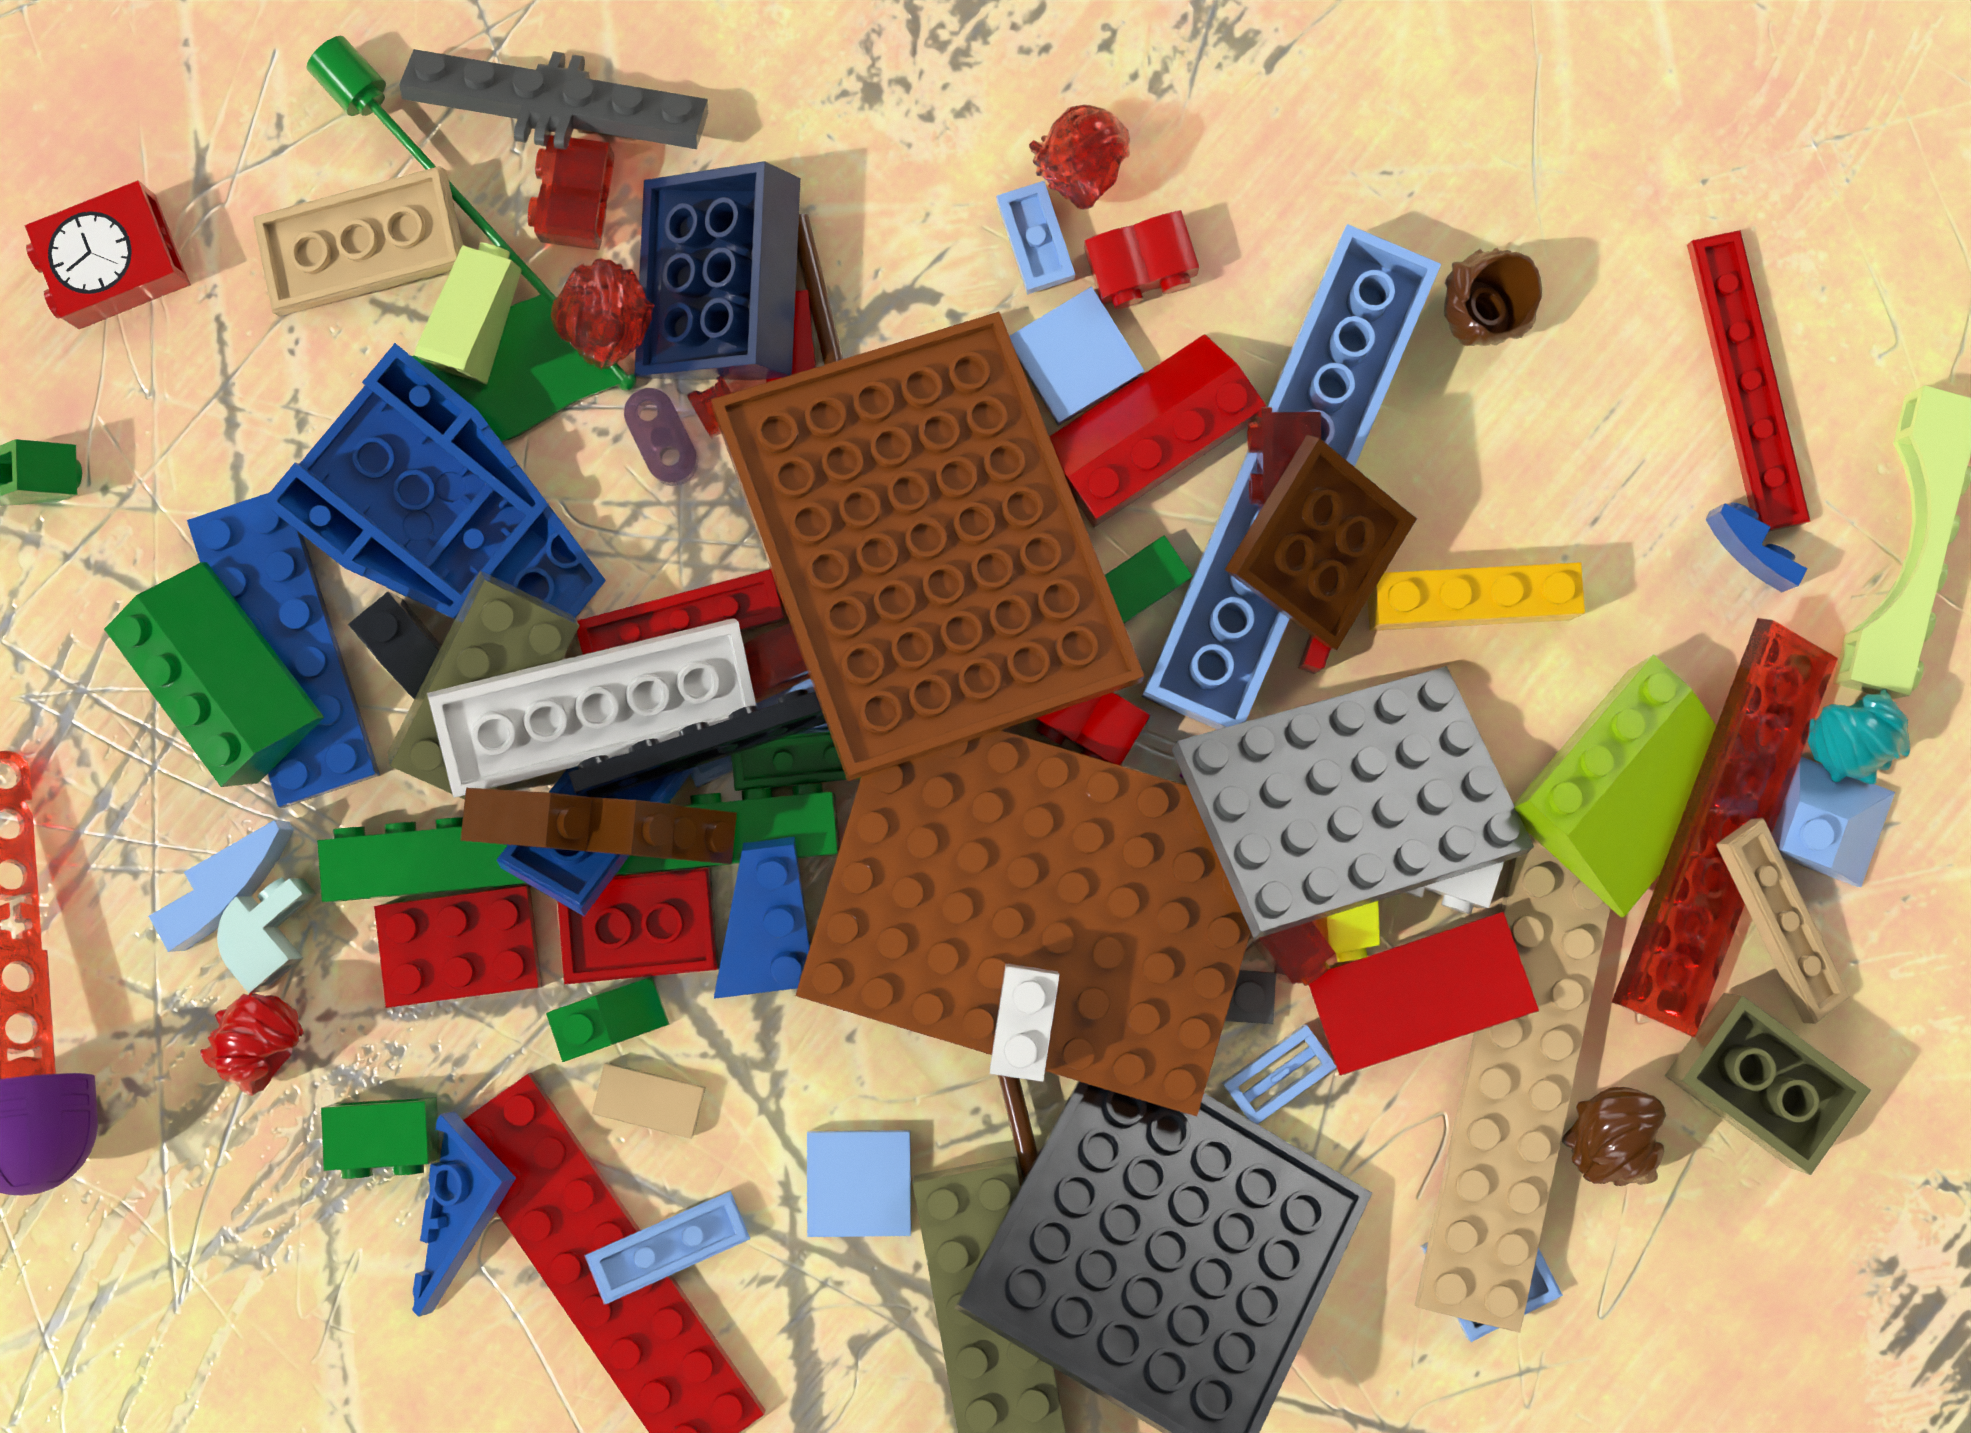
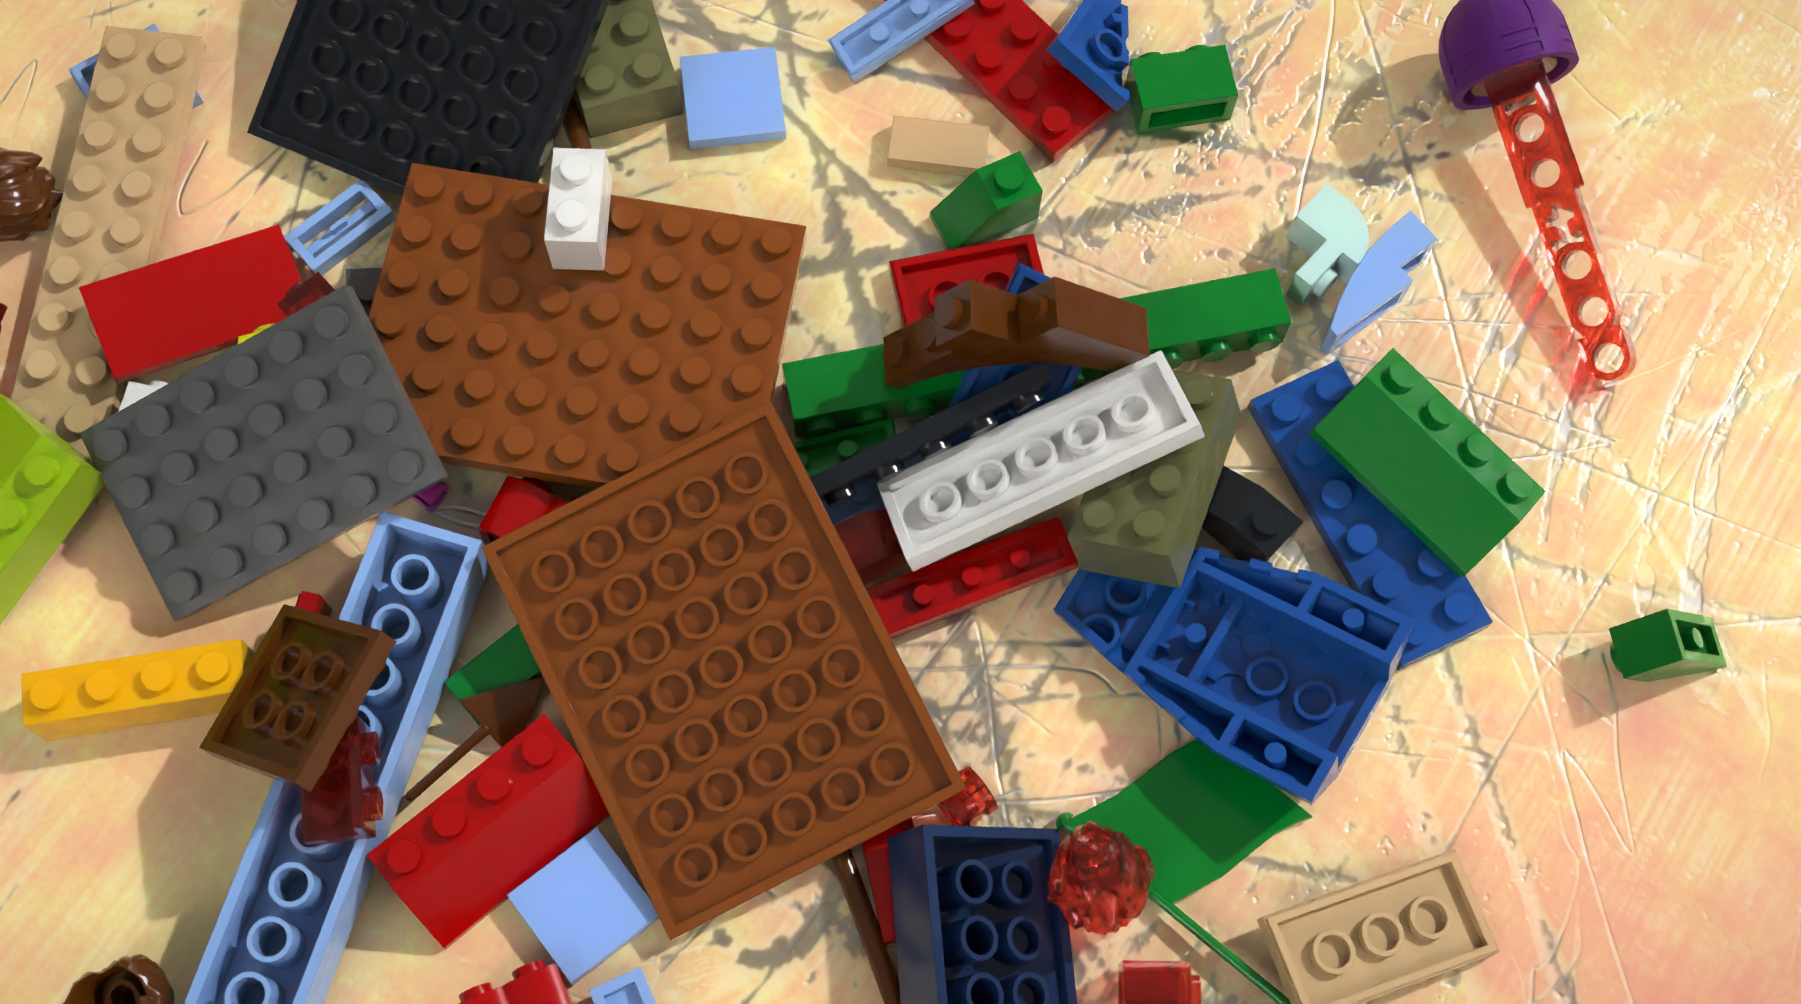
camera: 170 degrees right, 15 degrees down
(105, 255) = (1645, 887): red brick -> none
(252, 1040) = (1315, 146): red hair -> none
(458, 946) = (1141, 249): red plate -> none
(470, 313) = (1240, 854): yellowish green slope -> none
(660, 435) = (1018, 766): clear purple plate -> none
(766, 922) = (845, 298): blue wing -> none
(1141, 539) = (501, 714): none -> reddish brown piece

